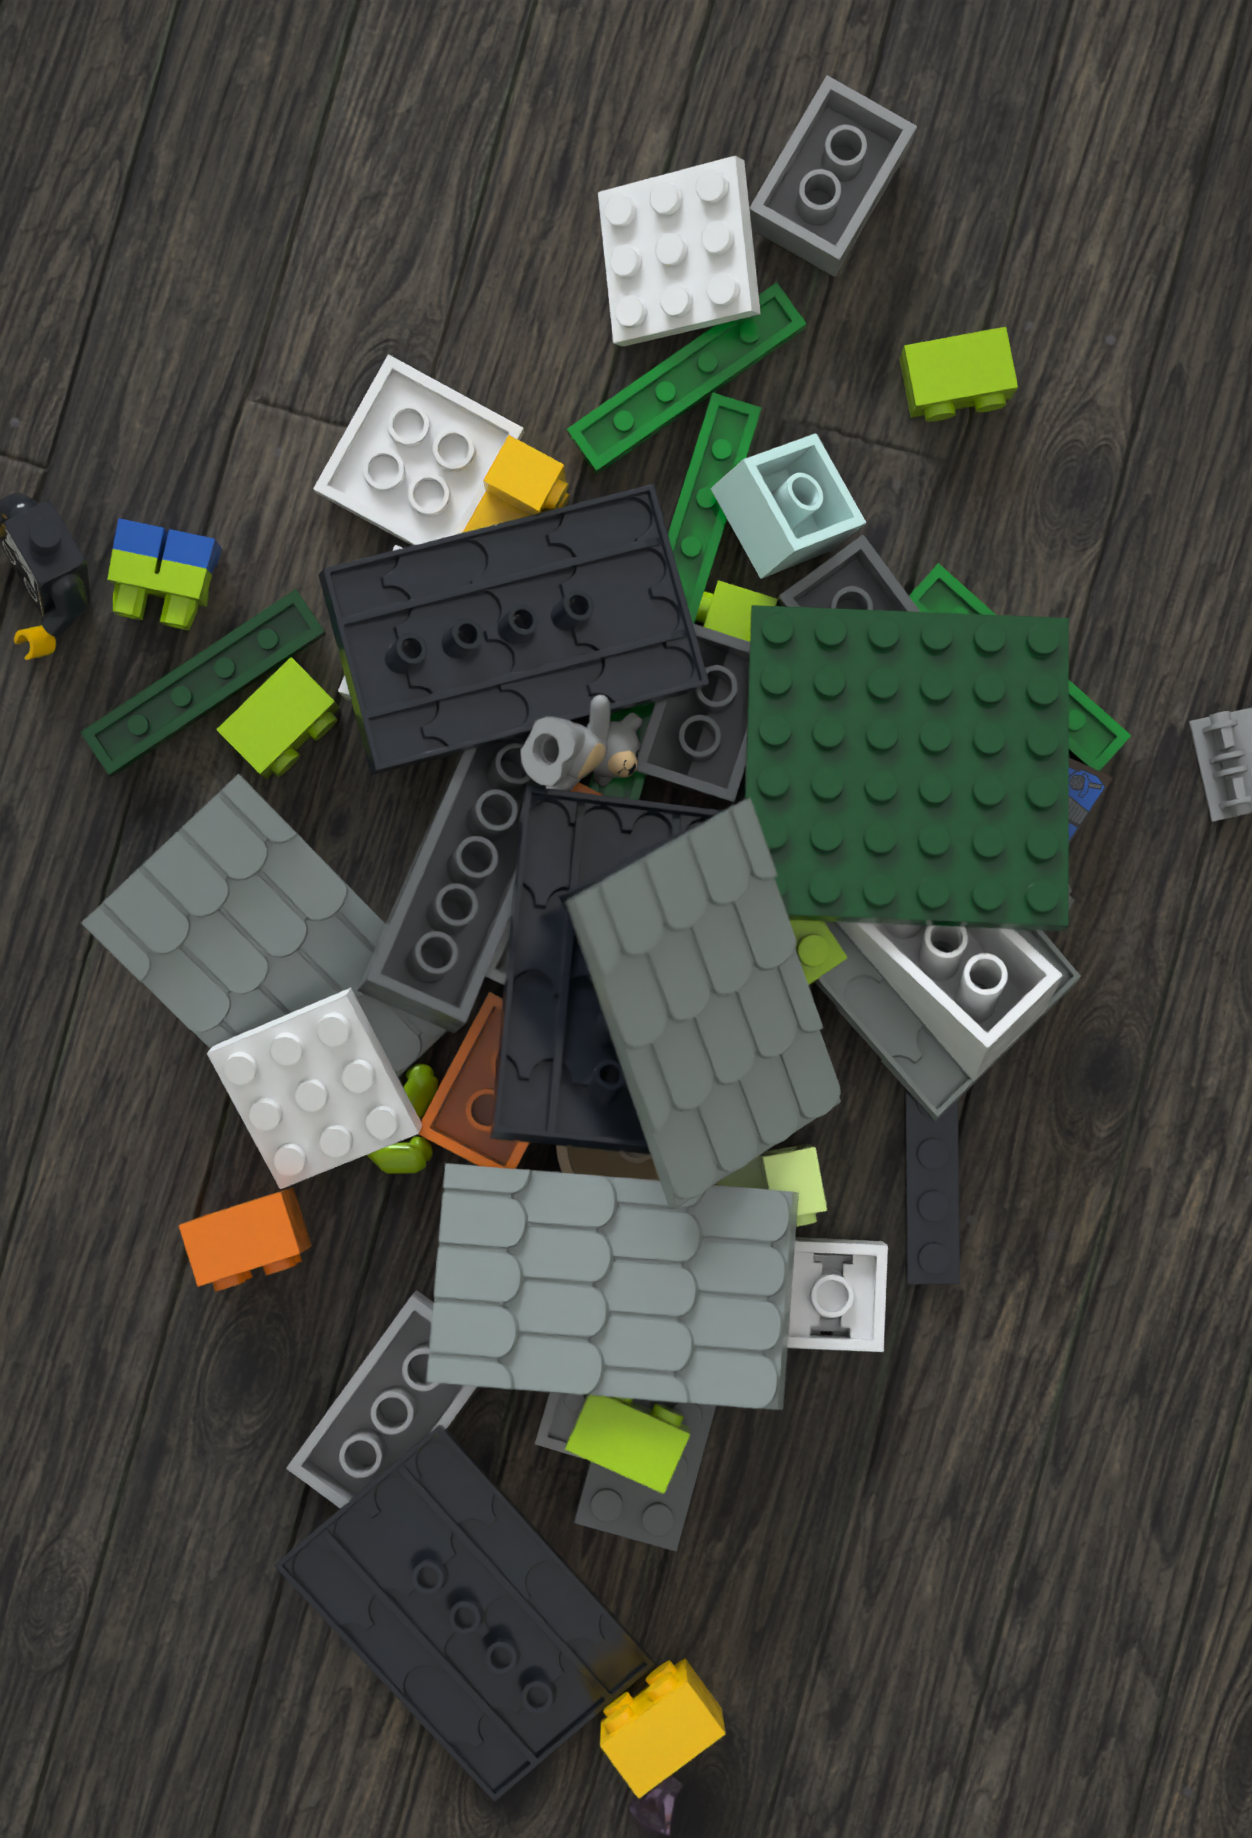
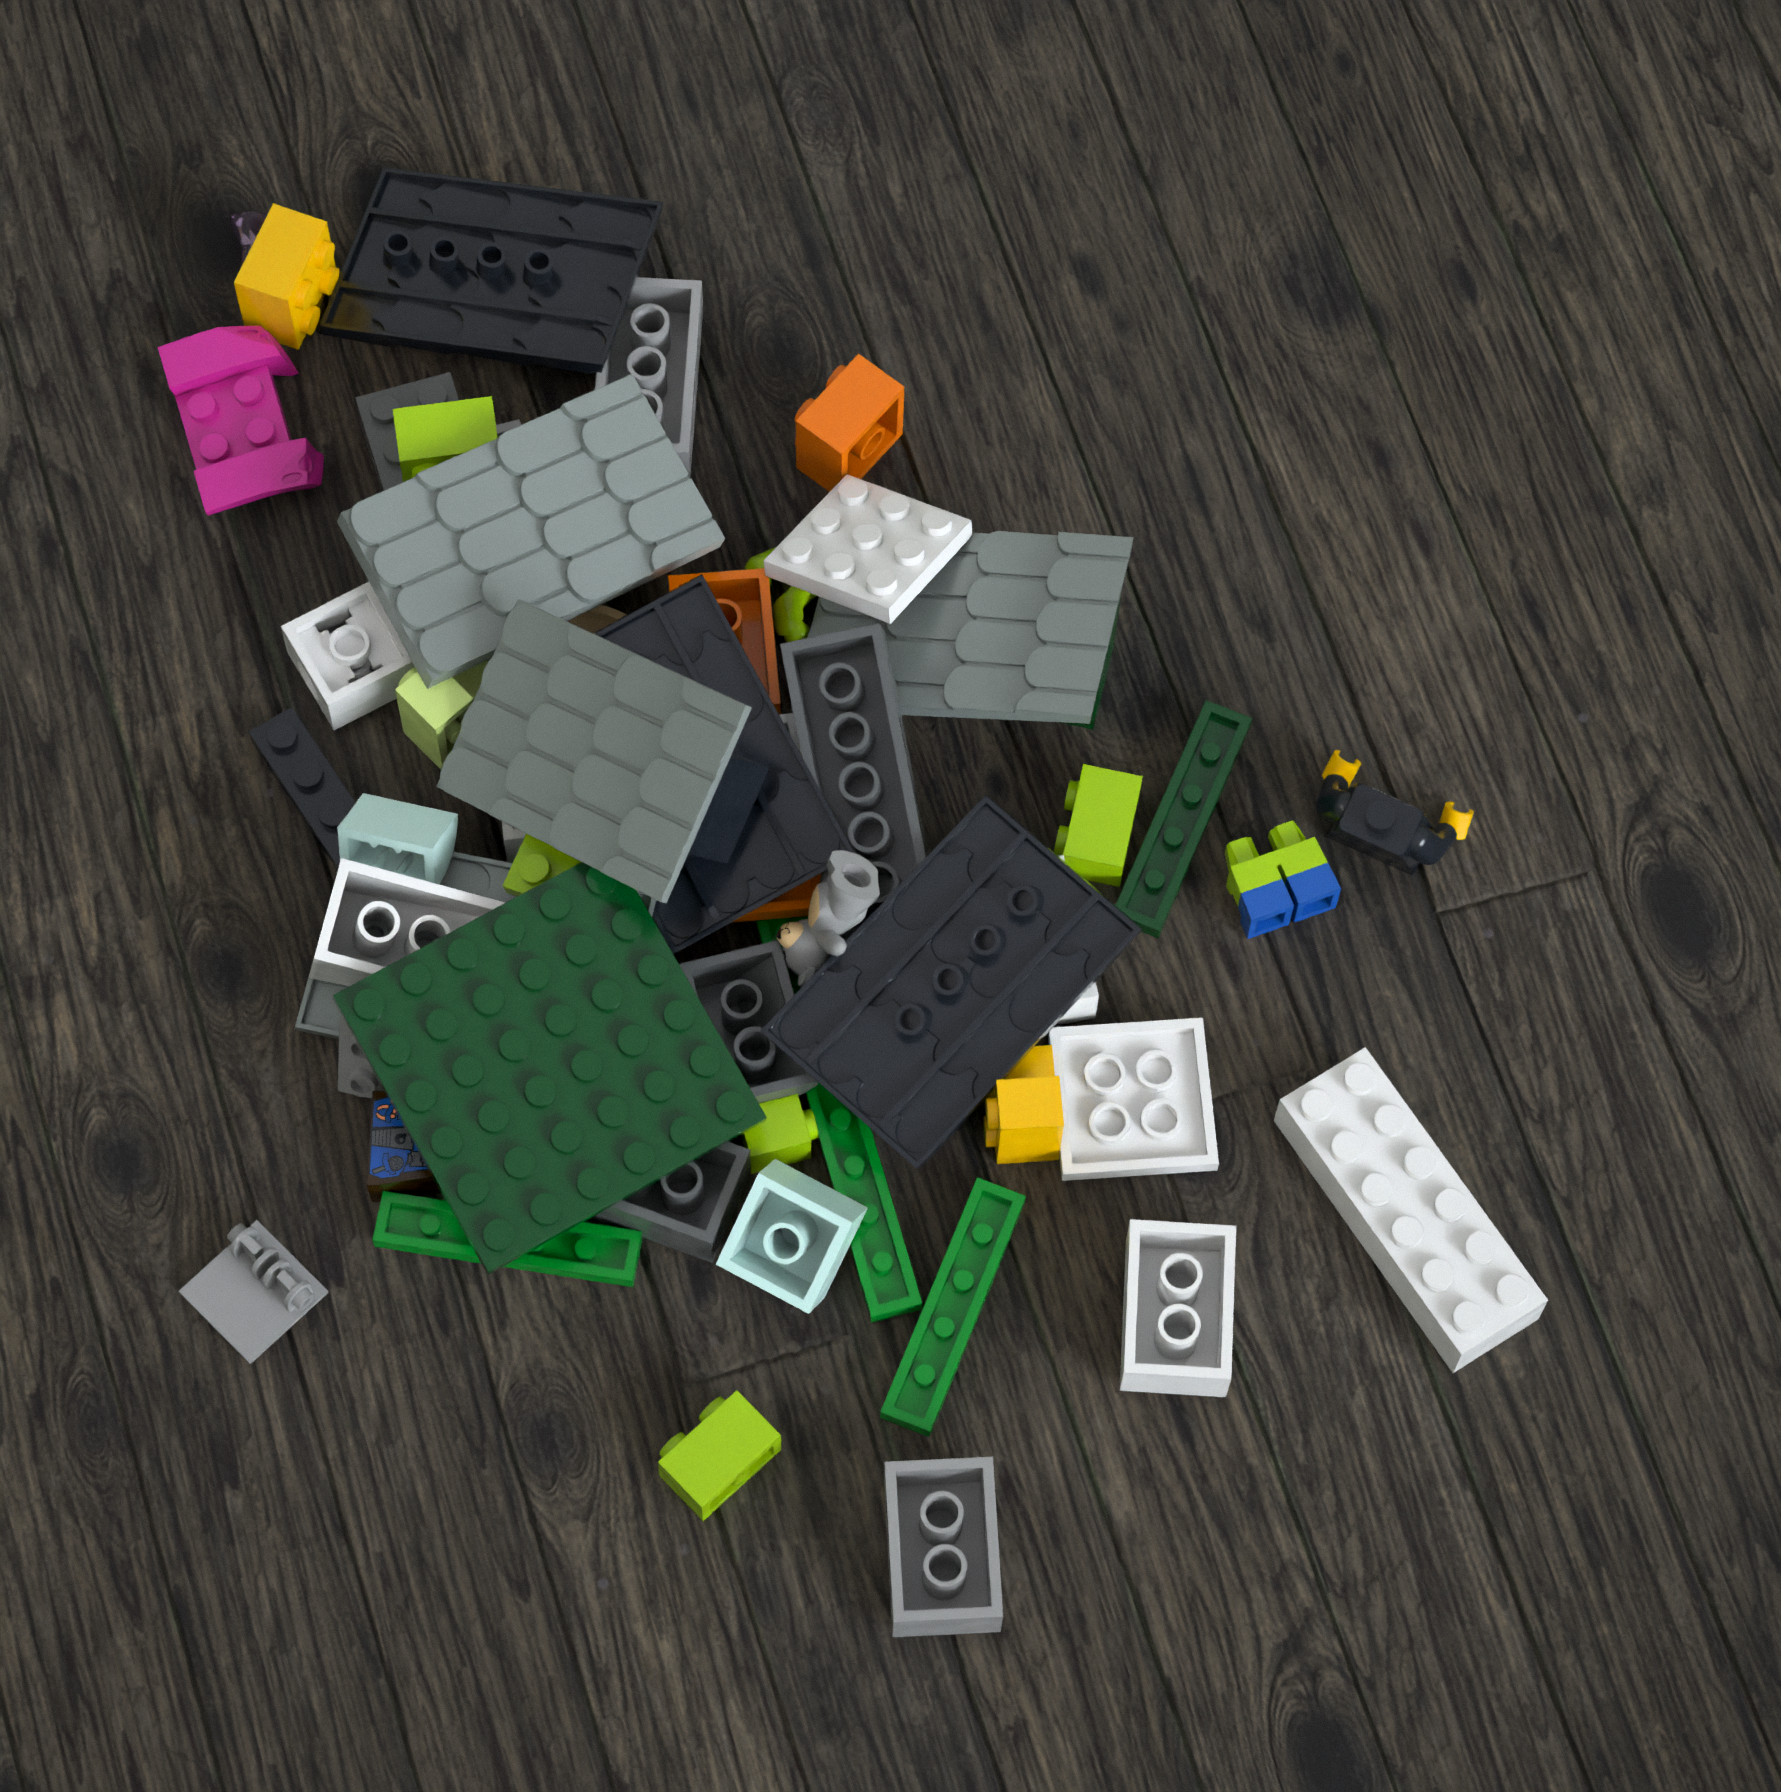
camera: 145 degrees right, 20 degrees down
(258, 215) = (1409, 1210): none -> white brick
(508, 248) = (1178, 1308): none -> white brick
(679, 252) = (1030, 1395): white plate -> none
(787, 1609) = (237, 416): none -> dark pink piece
(907, 1068) = (399, 837): none -> light aqua brick

